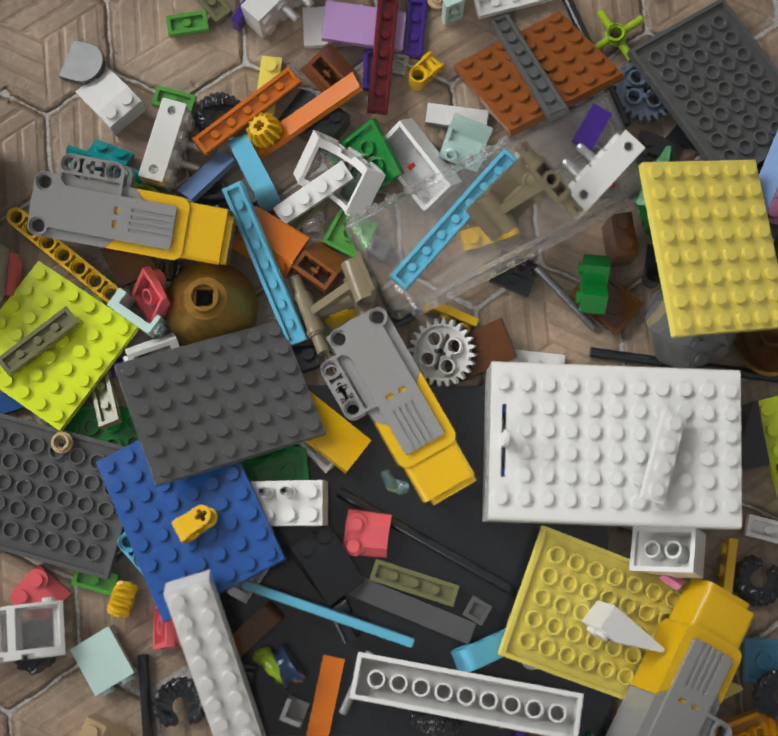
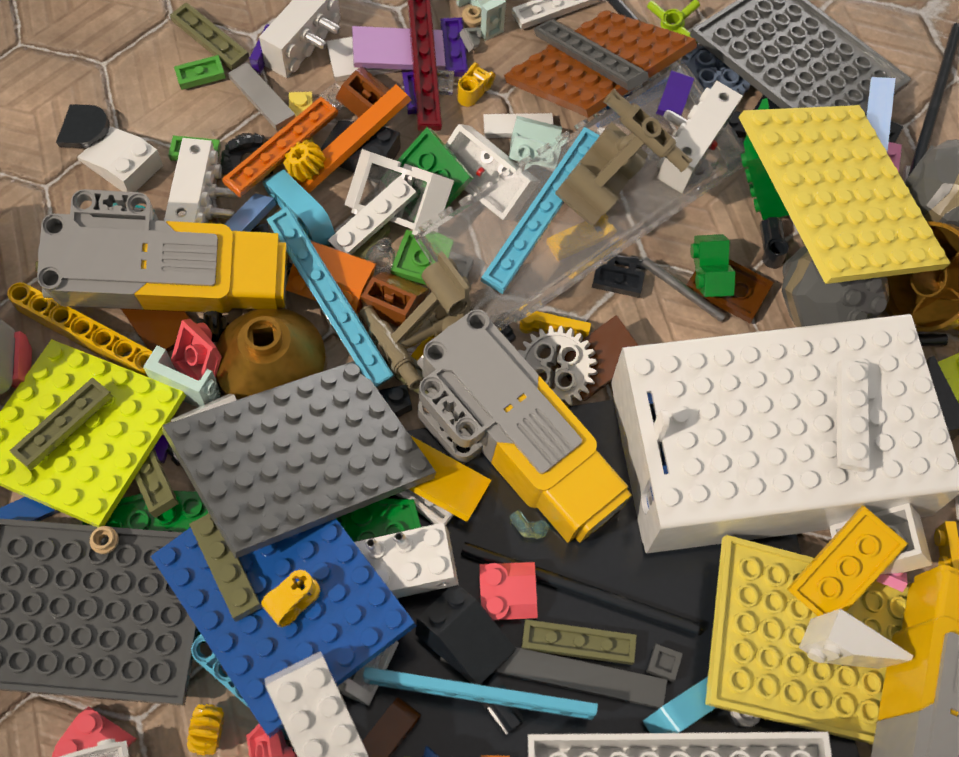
camera: 15 degrees left, 15 degrees down
(95, 583) = (165, 715): bright green plate -> none
(152, 497) = (226, 570): none -> olive plate
(238, 57) = (262, 96): none -> light grey tile
(431, 23) = (471, 37): none -> light grey tile
(620, 239) = (731, 213): reddish brown brick -> none
(634, 568) = (847, 564): none -> yellow tile

